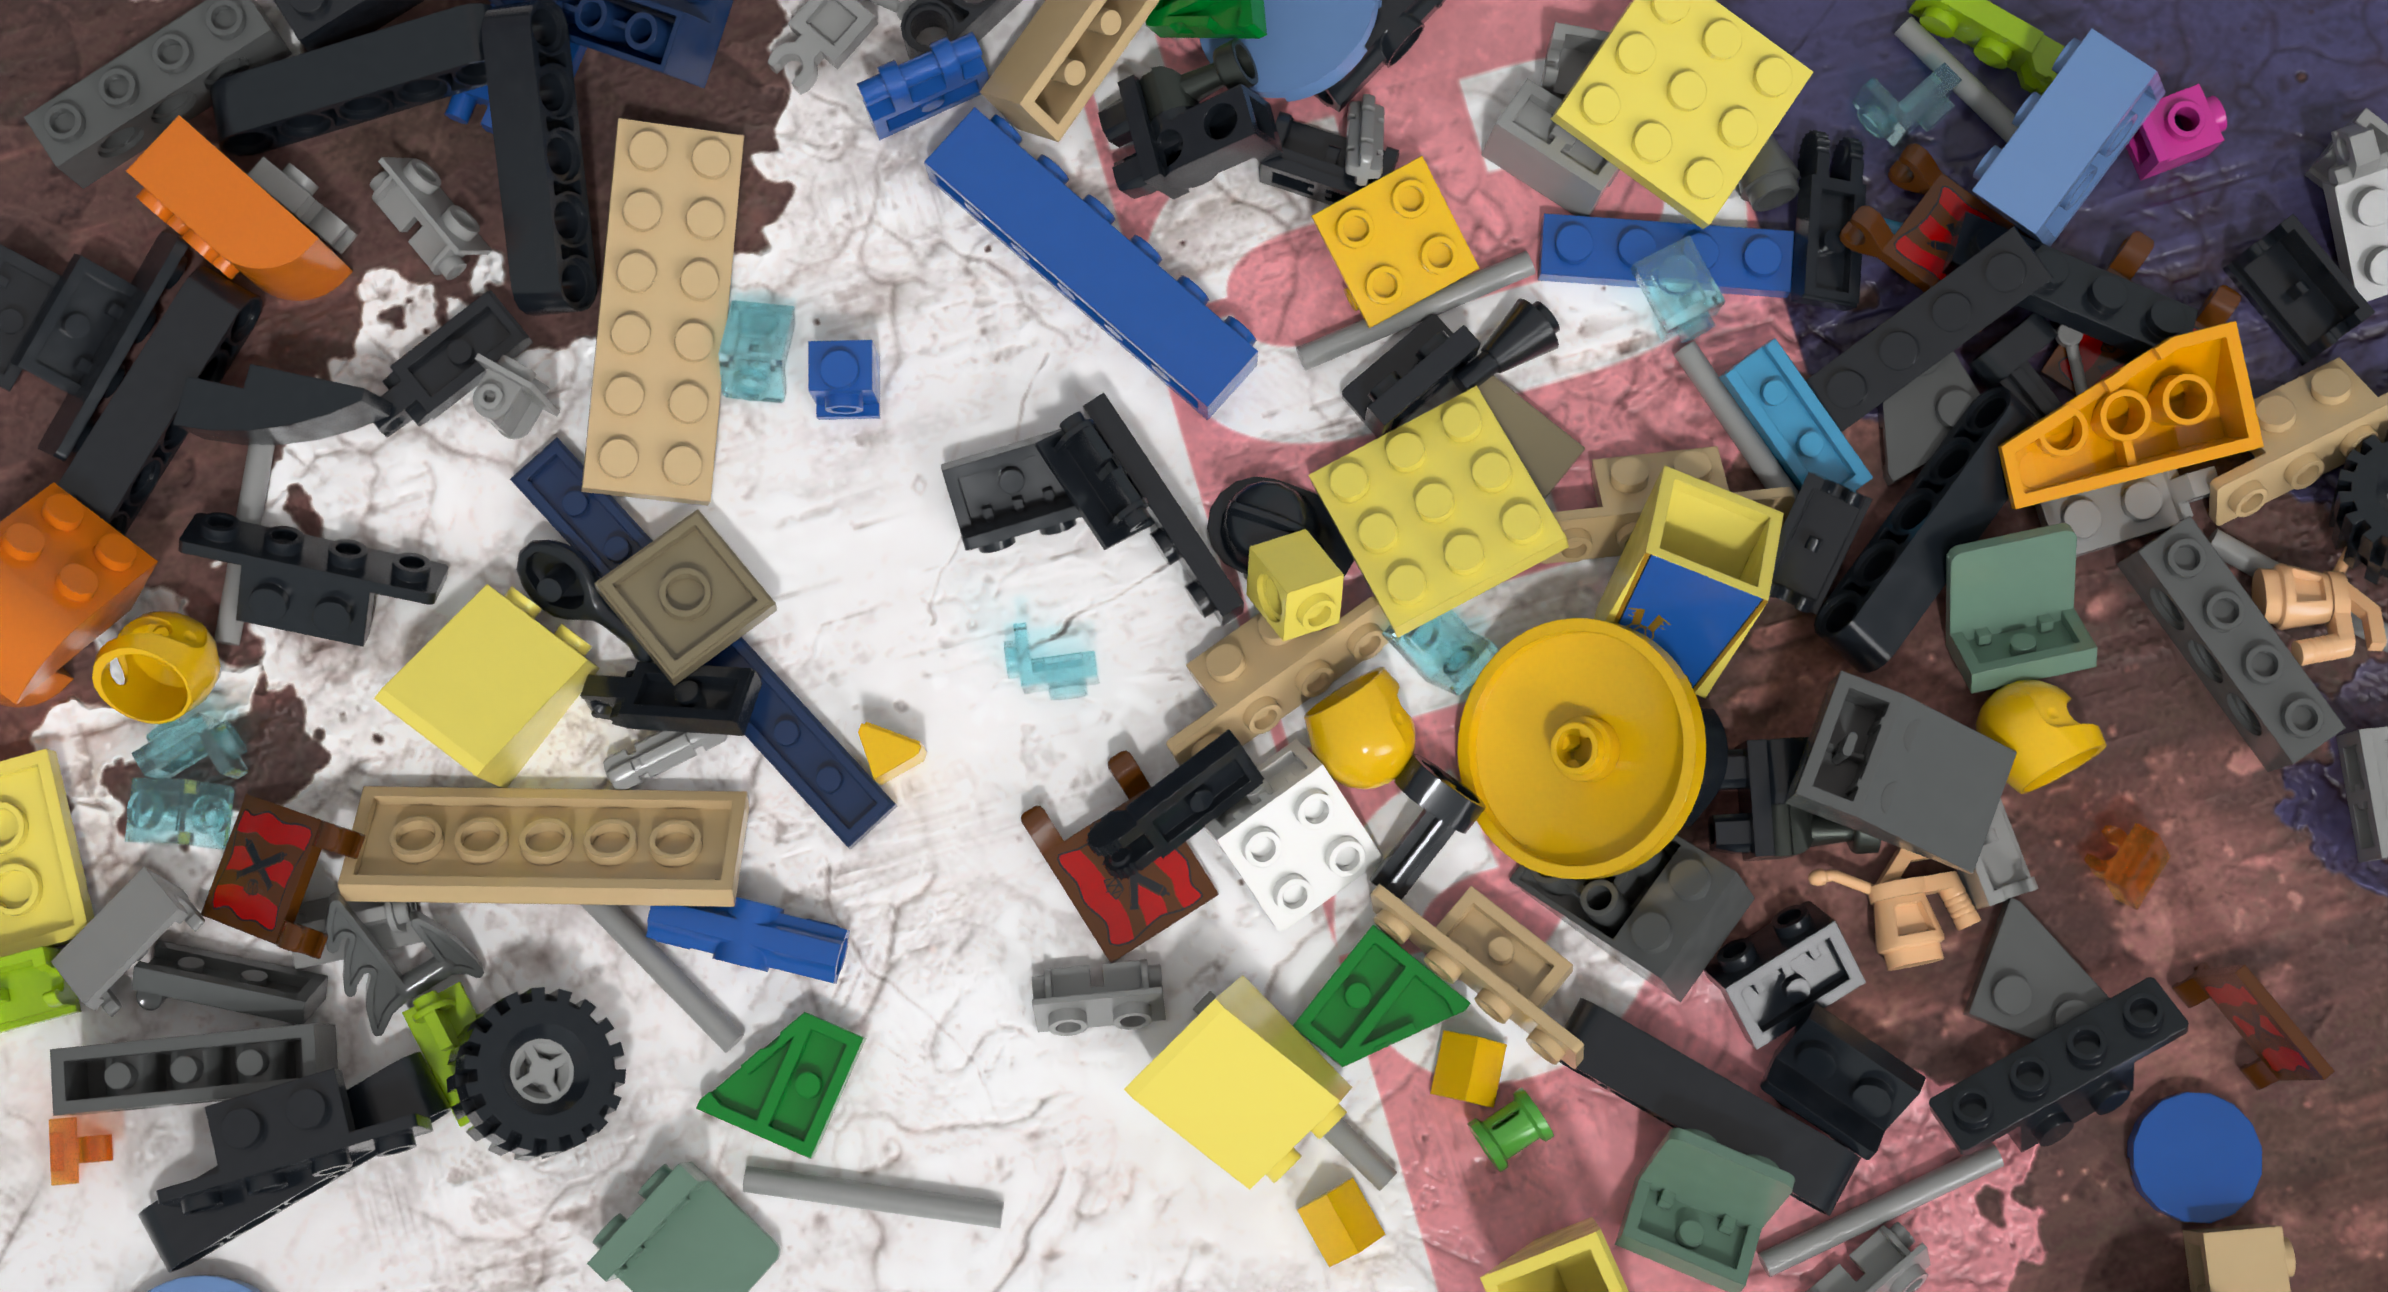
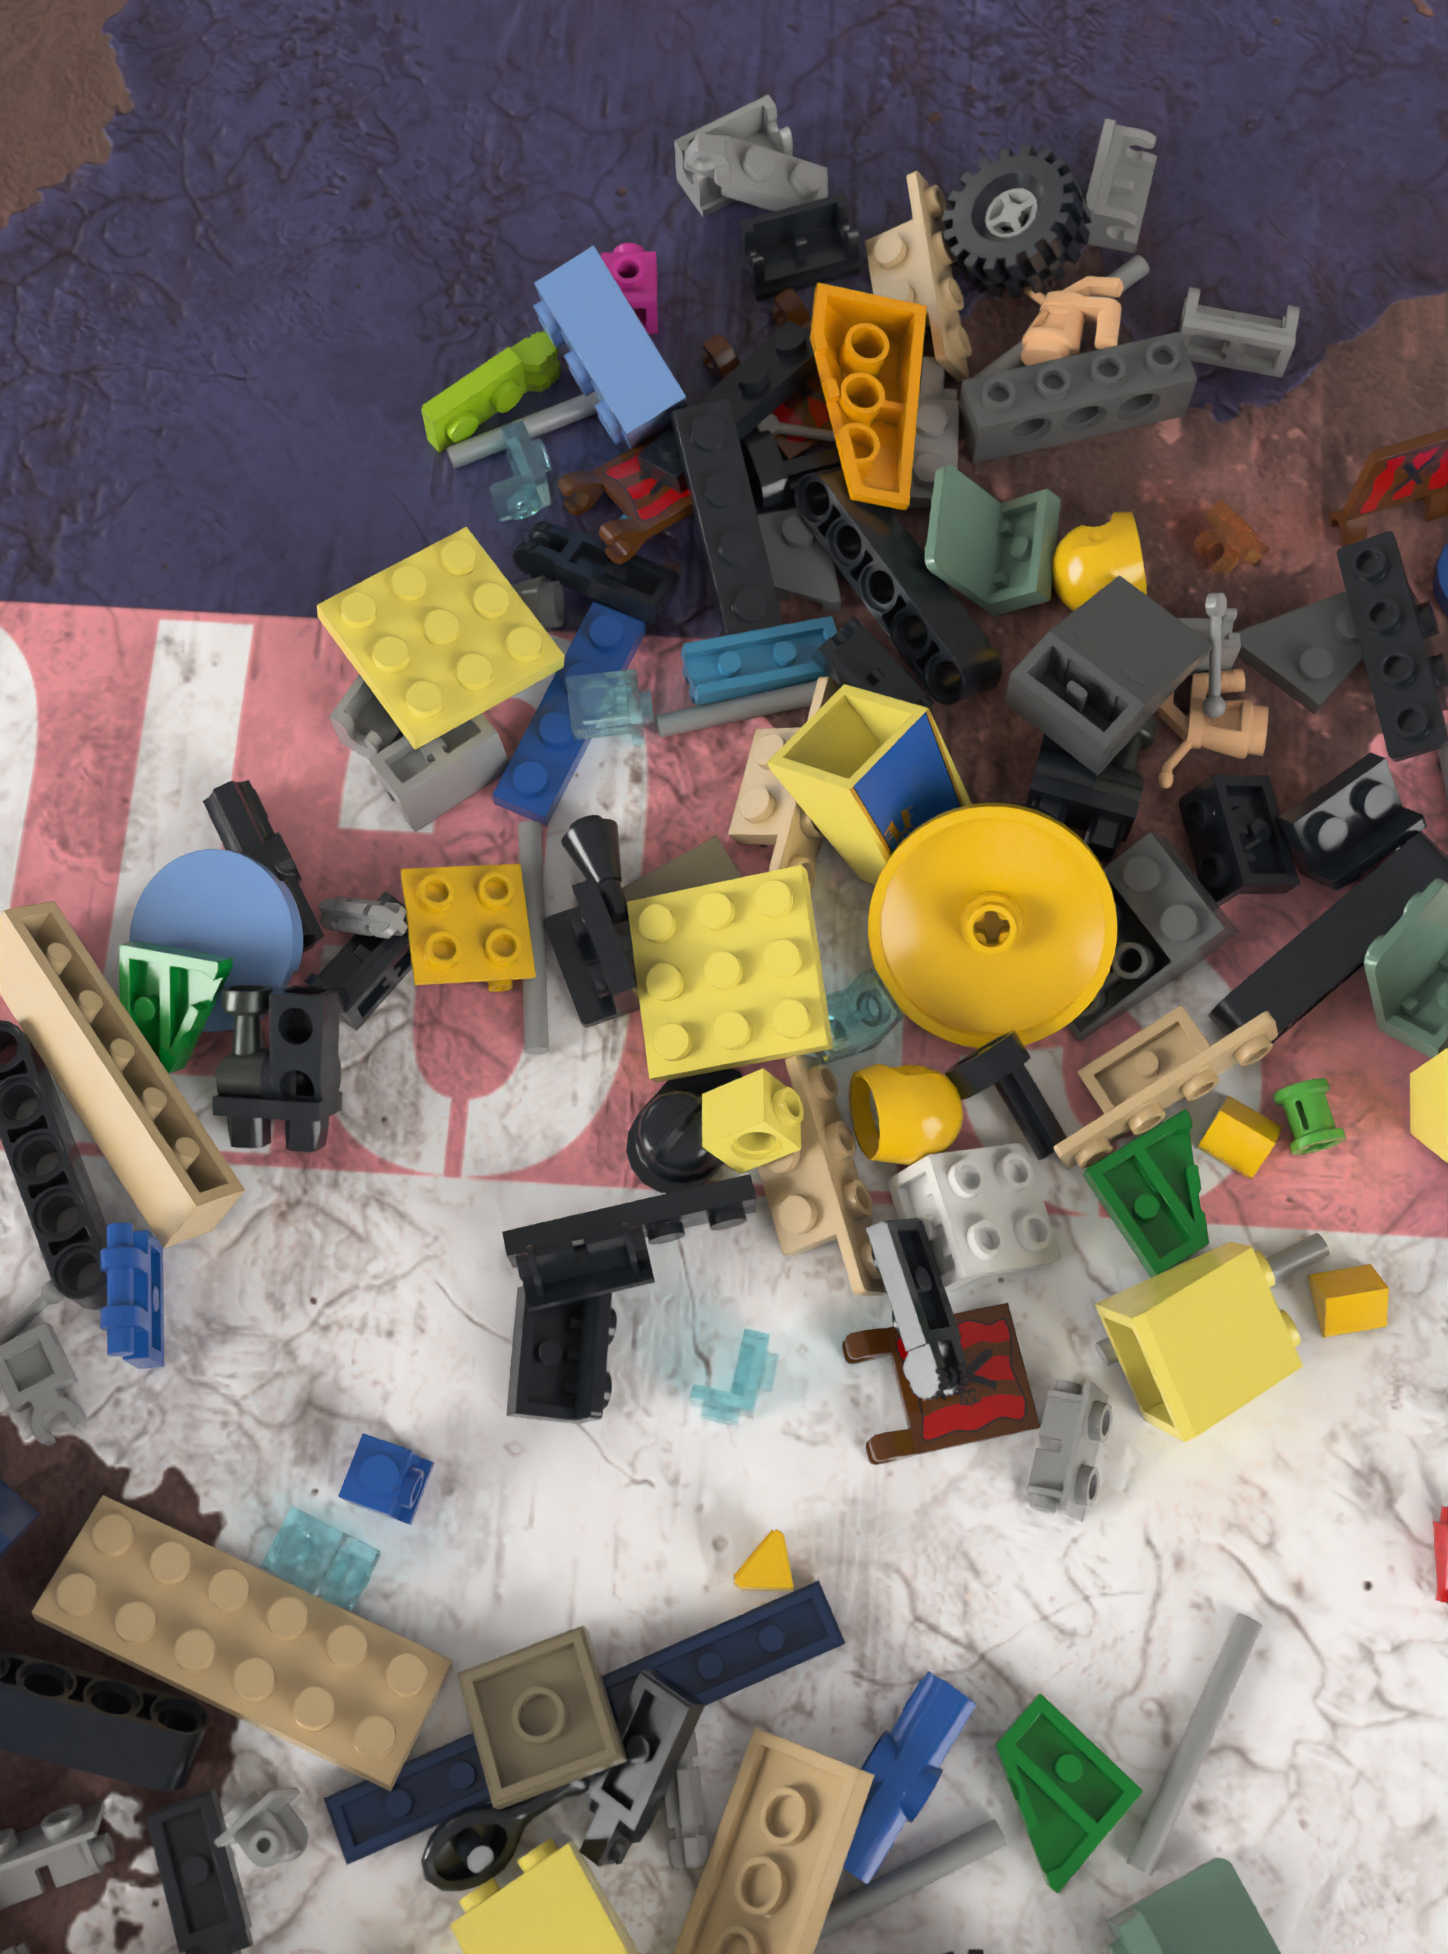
camera: 70 degrees left, 10 degrees down
(1093, 263) = (367, 1204): blue brick -> none
(2017, 863) = (1216, 607): none -> light grey hinge

